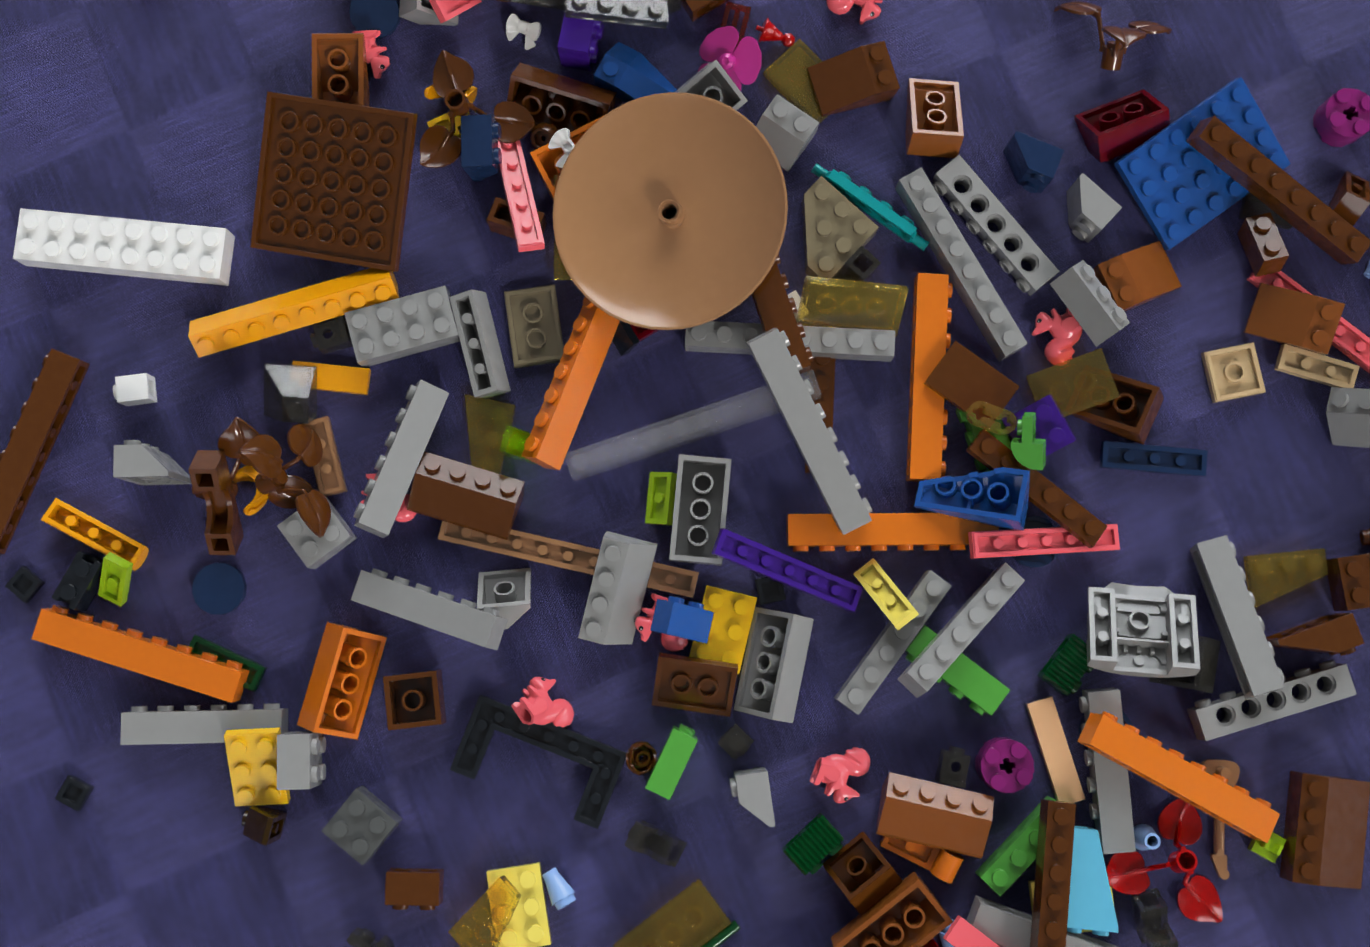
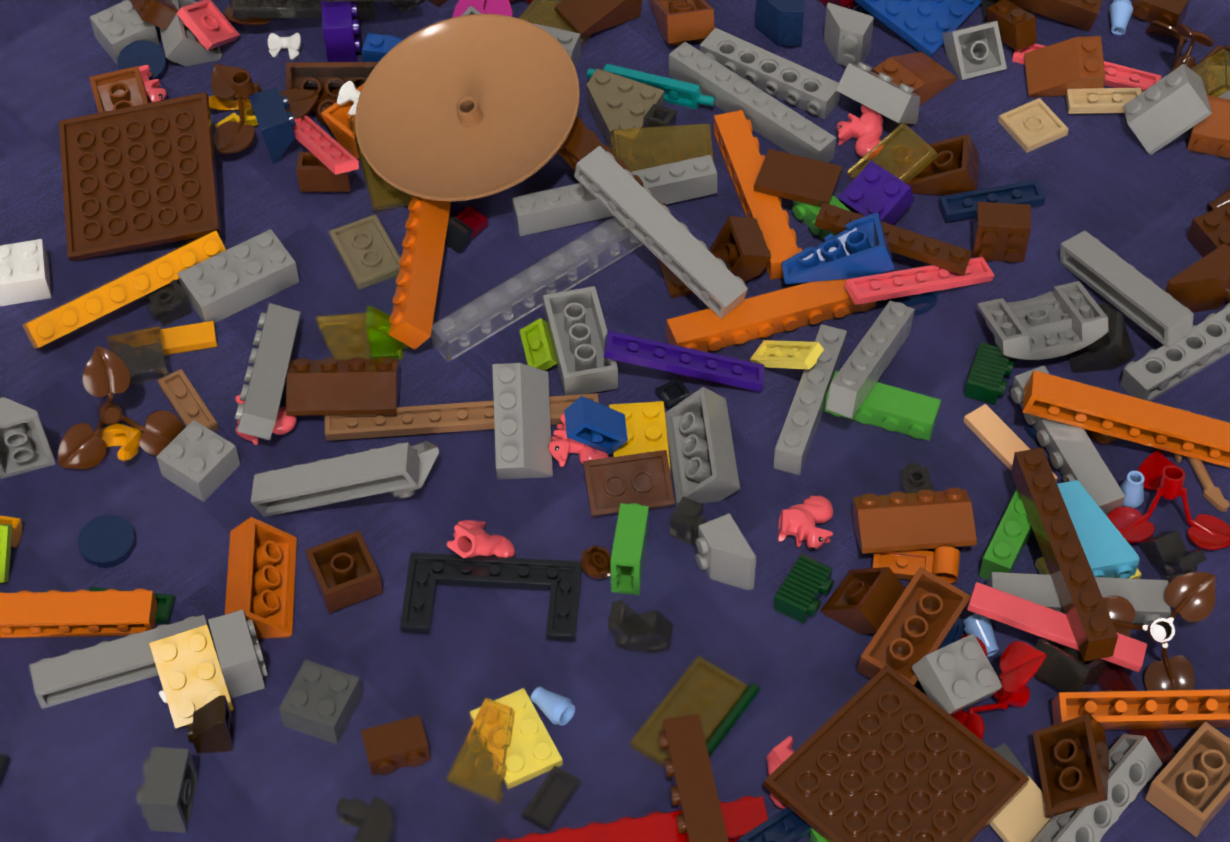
camera: 15 degrees left, 30 degrees down
(210, 878) = (168, 789): none -> dark grey brick
(223, 525) = (91, 444): reddish brown arch -> none
(264, 455) = (145, 410): reddish brown plant -> none
(479, 344) = (318, 269): light grey brick -> none
(884, 452) = (742, 247): none -> reddish brown slope
(988, 423) = (826, 191): clear yellow beam -> none
(1017, 774) = (965, 464): magenta brick -> none
(1028, 449) = (870, 200): bright green brick -> none
(1144, 512) = (1001, 231): none -> reddish brown brick
(1213, 259) = (975, 50): none -> light grey slope
(1283, 572) = (1157, 251): clear yellow wing -> none

